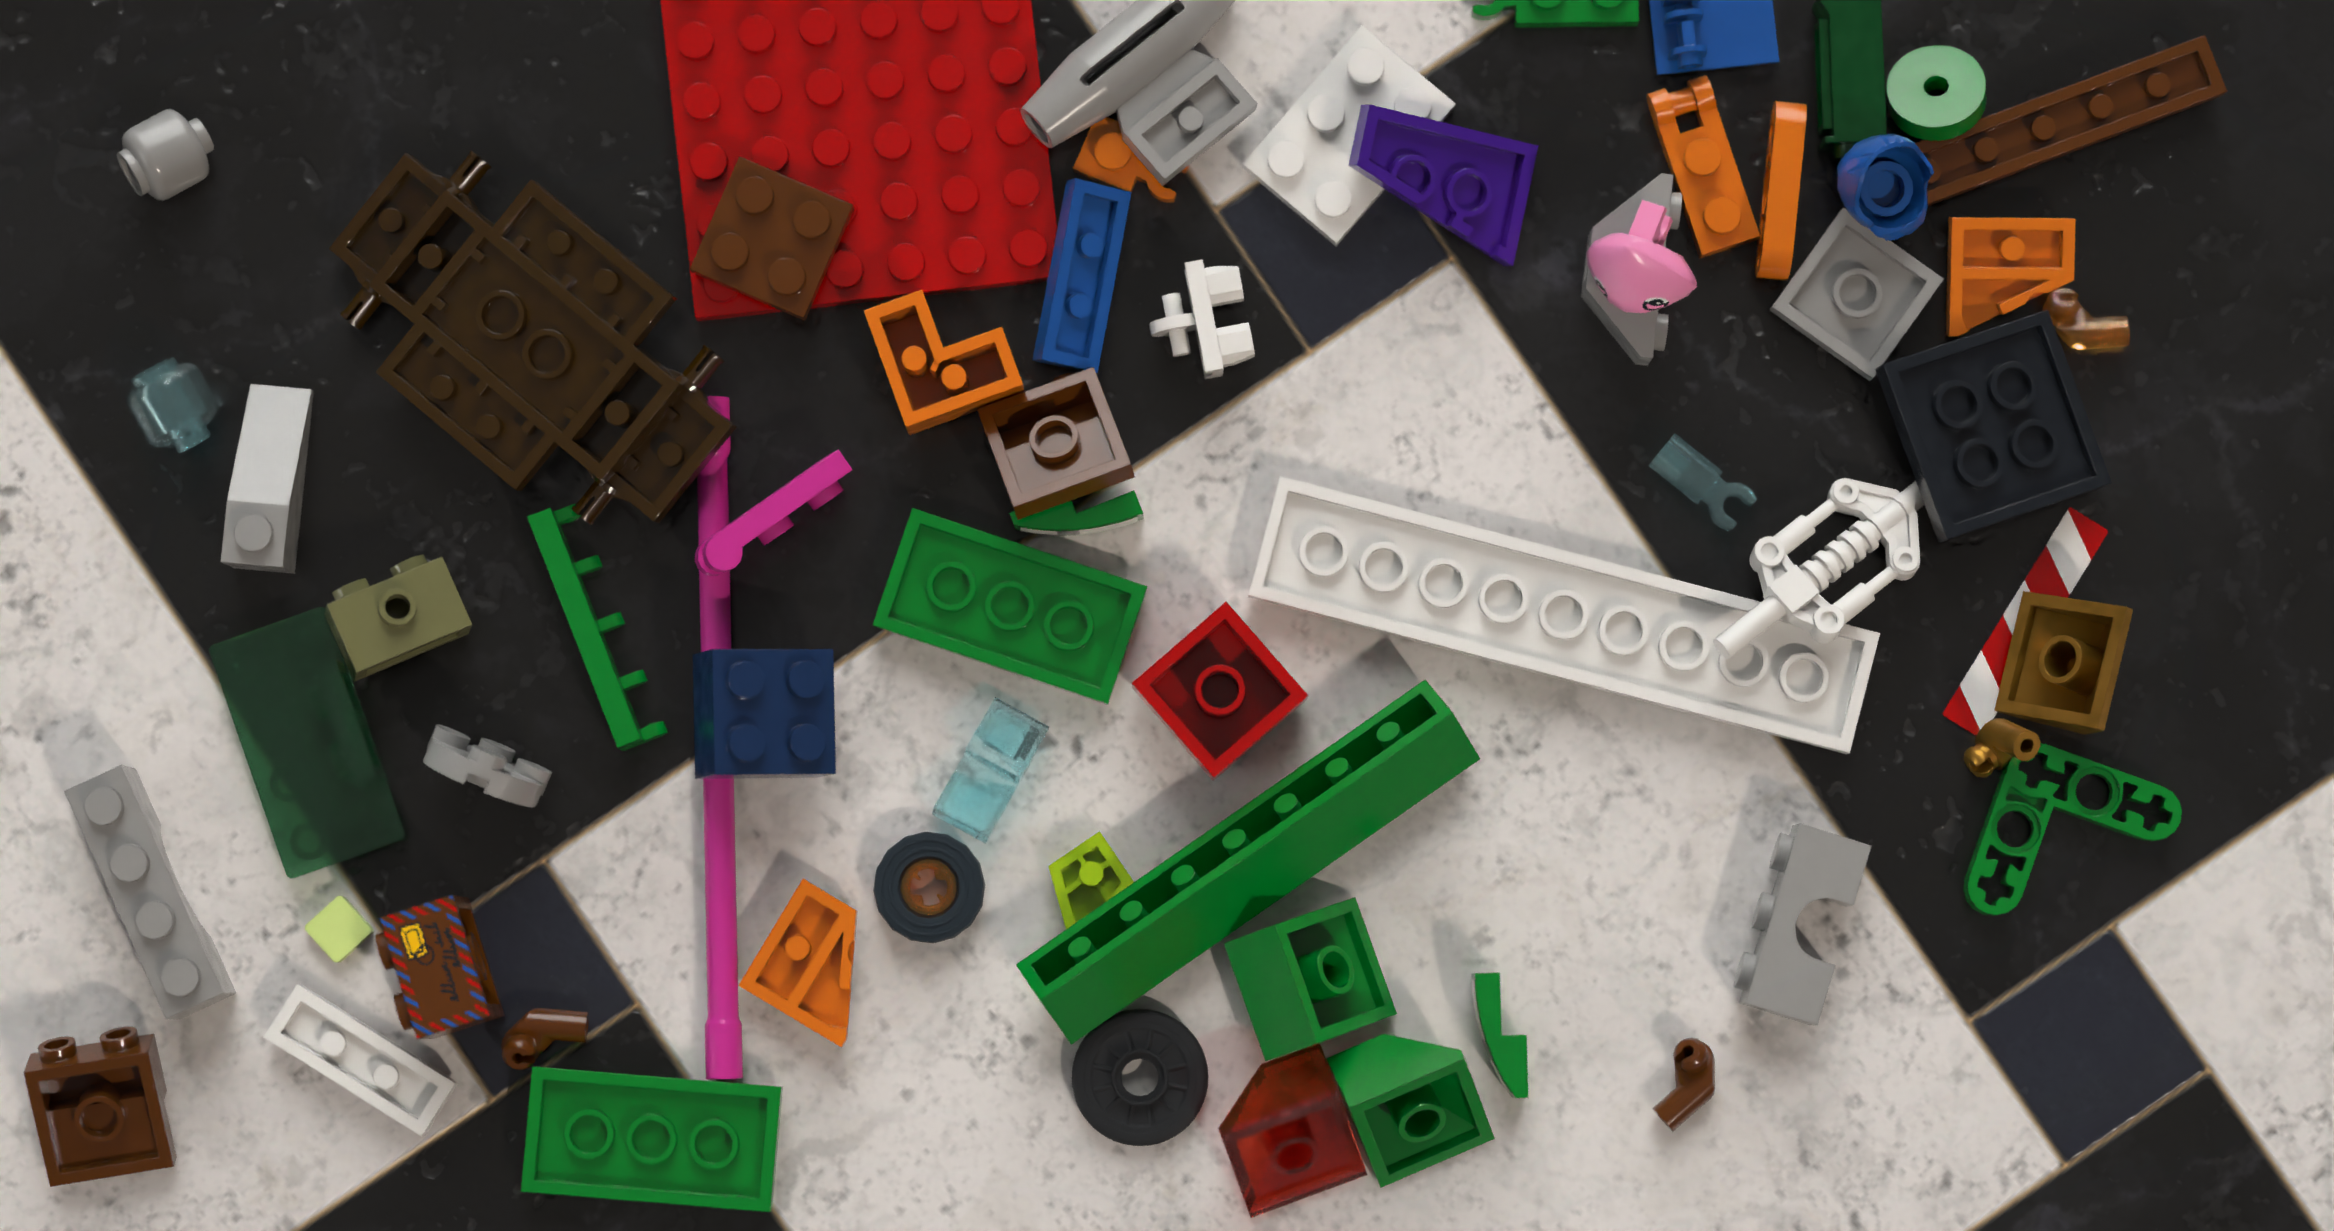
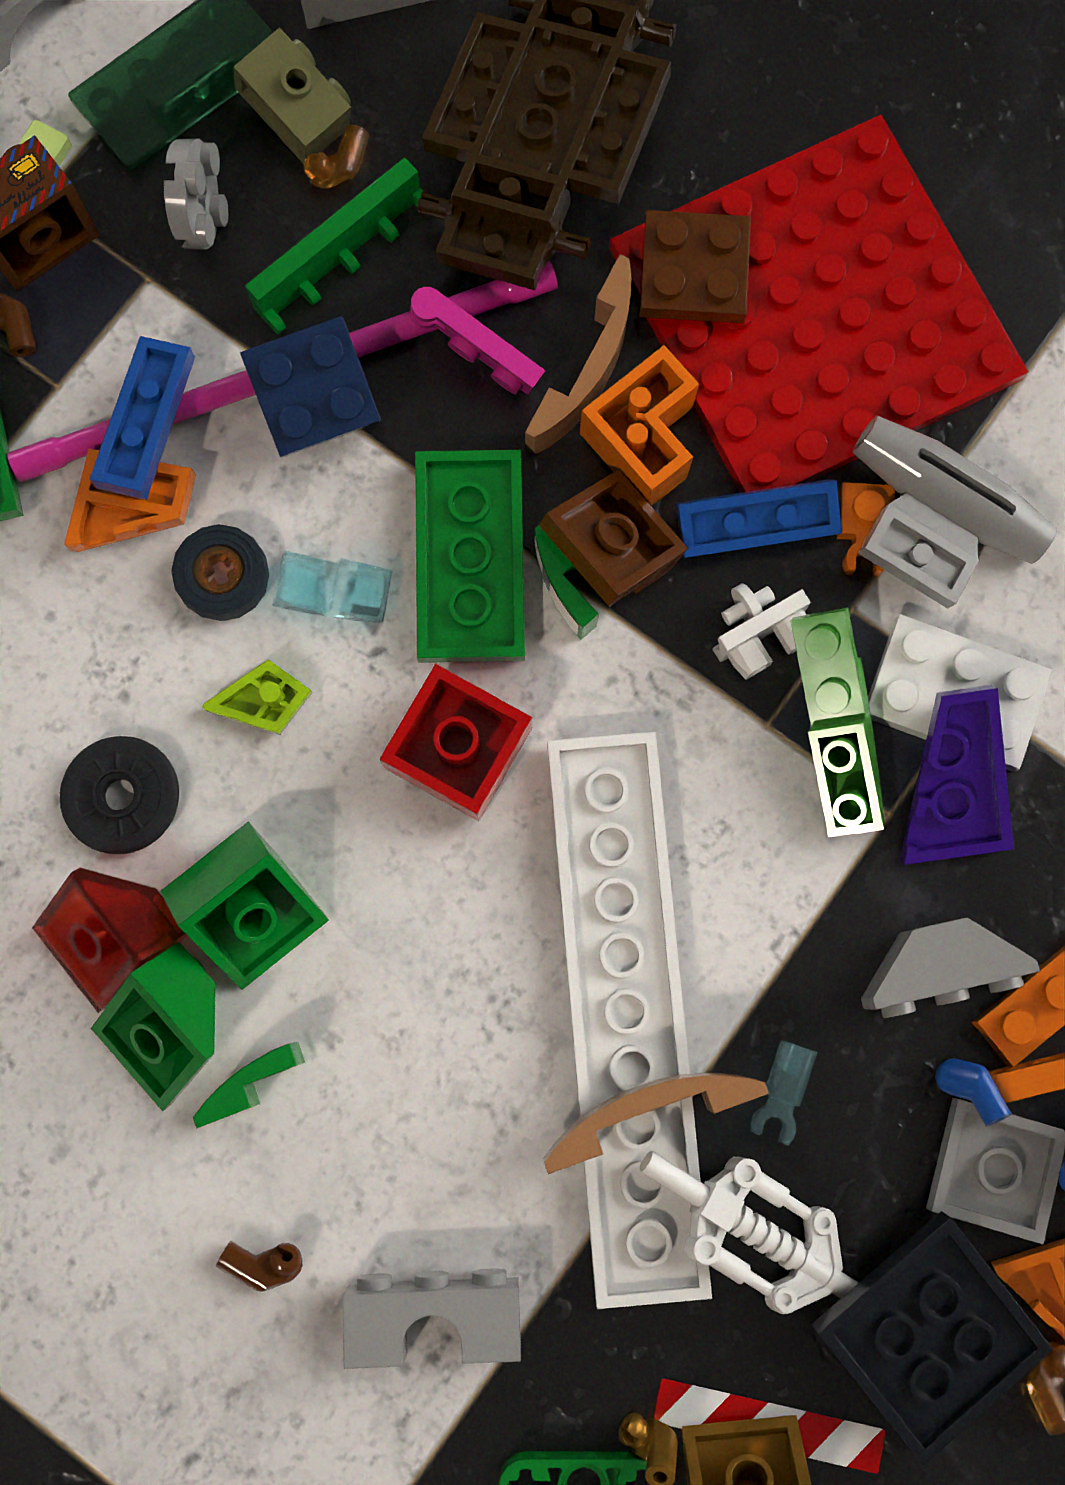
camera: 70 degrees right, 5 degrees down
(489, 589) = (342, 166): none -> clear orange arm
(732, 910) = (142, 417): none -> blue plate
(781, 342) = (561, 412): none -> medium nougat slope
(1248, 861) = (323, 818): green brick -> none
(1342, 276) = (840, 722): none -> bright green slope
(1636, 268) = (952, 965): bright pink piece -> none
(1676, 706) = (718, 1091): none -> medium nougat slope
(1763, 284) = (973, 1083): none -> blue arm

